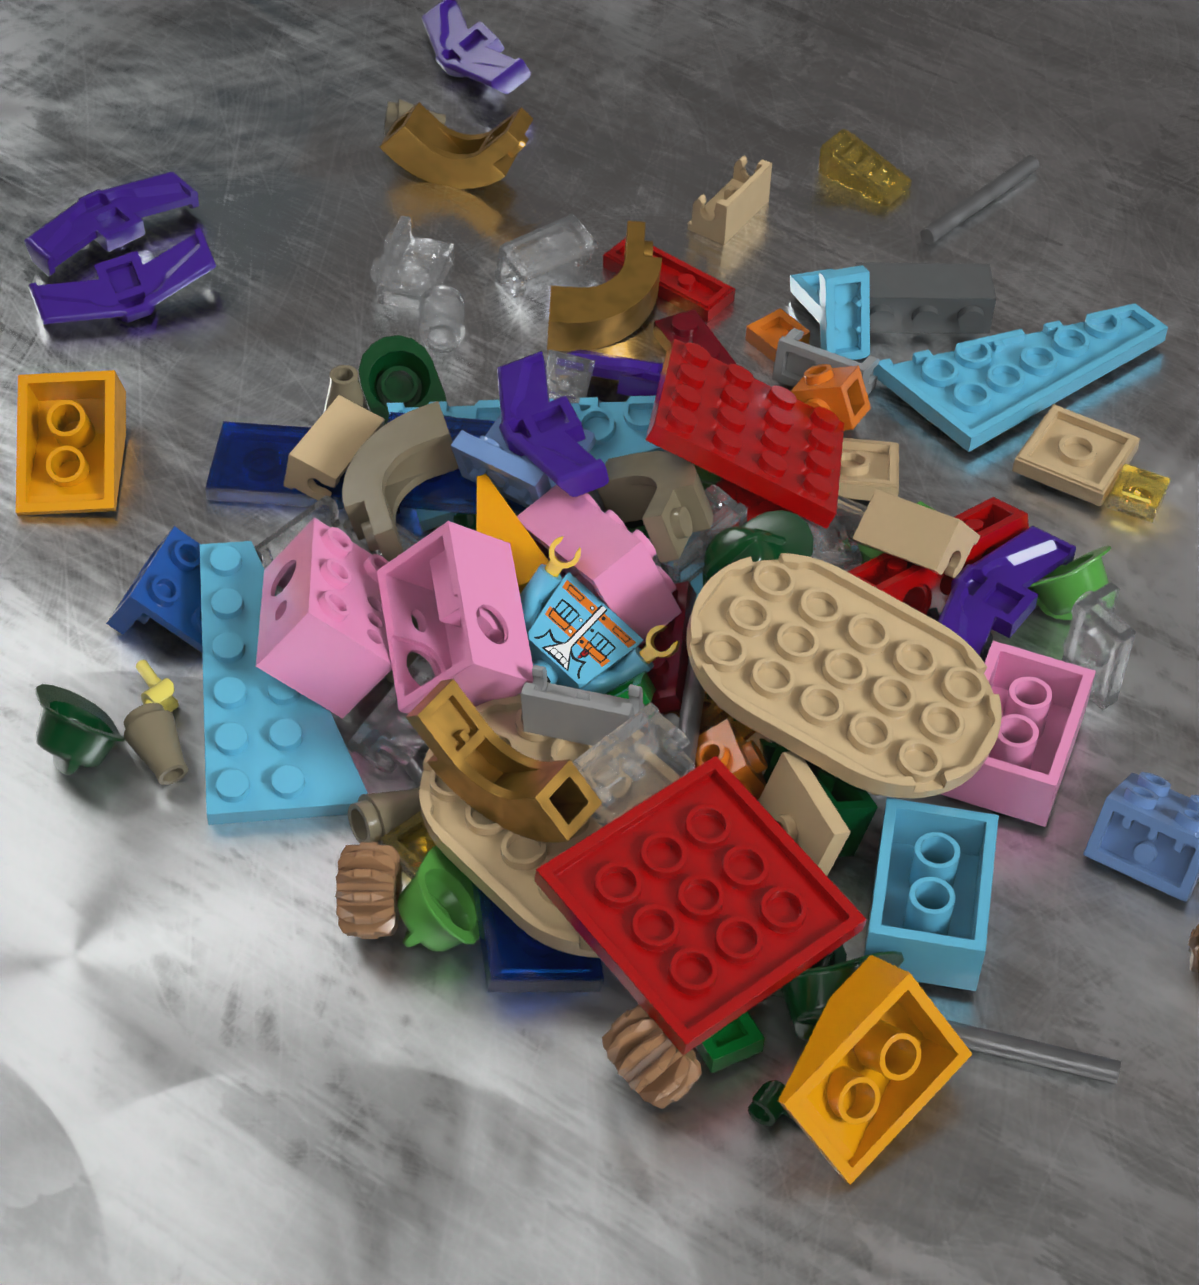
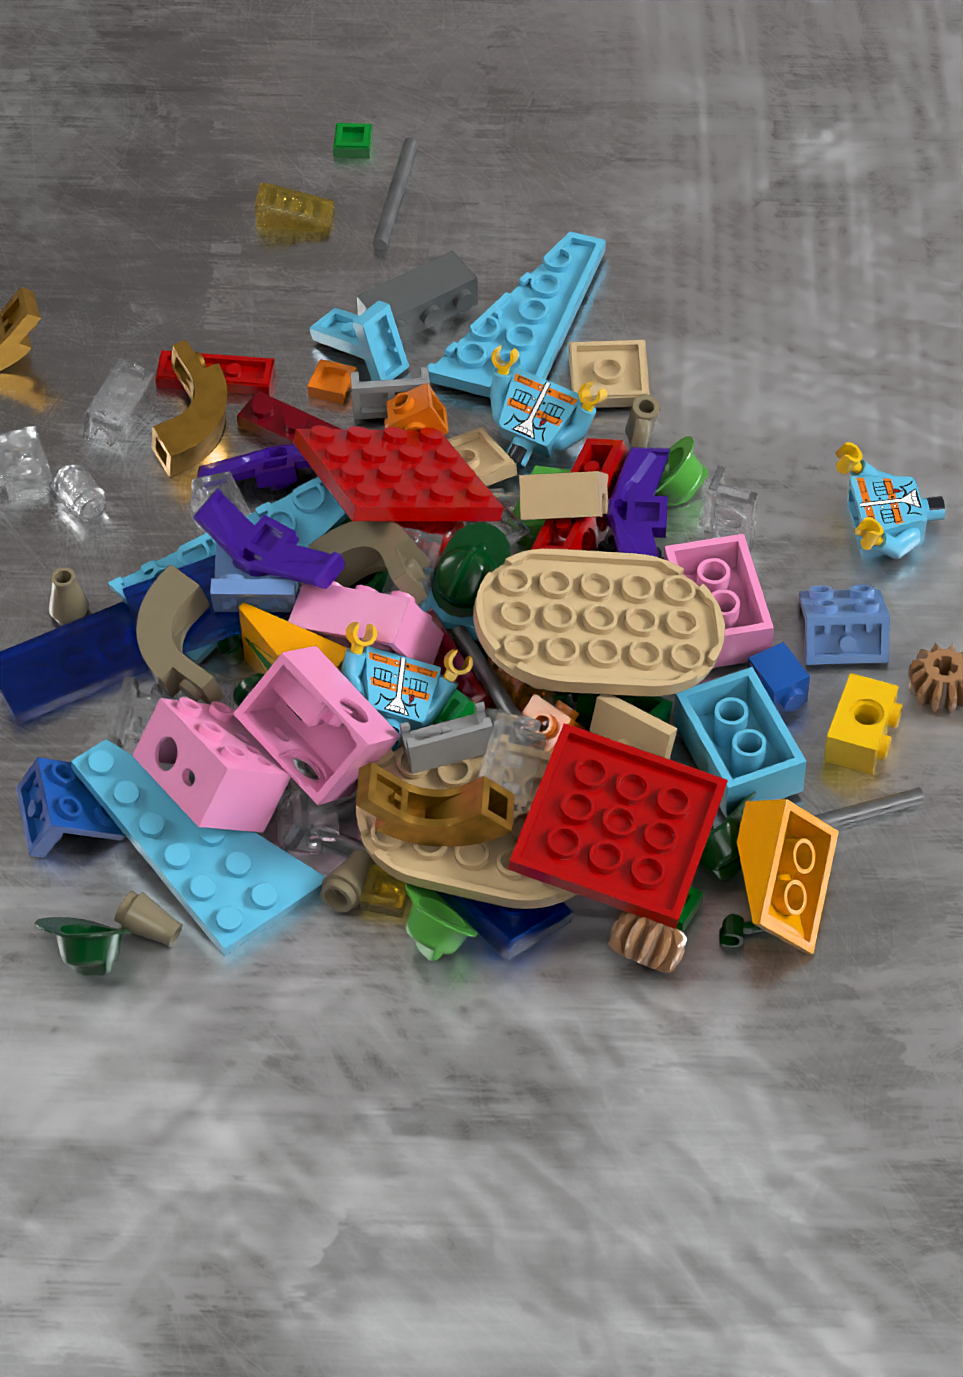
camera: 30 degrees left, 5 degrees up
(159, 690) = (116, 883): light yellow hand -> none
(330, 447) = (95, 638): tan hinge -> none
(368, 890) = (384, 937): medium nougat gear -> none
(398, 372) = (99, 557): dark green piece -> none
(733, 203) = (217, 286): tan hinge -> none
(960, 448) = (538, 412): none -> medium azure torso
(974, 137) = (352, 140): none -> green tile
(1032, 851) = (781, 677): none -> blue brick
(1071, 508) = (642, 420): none -> dark tan plant
(1098, 951) = (862, 723): none -> yellow brick
(1138, 493) = (670, 382): clear yellow plate -> none

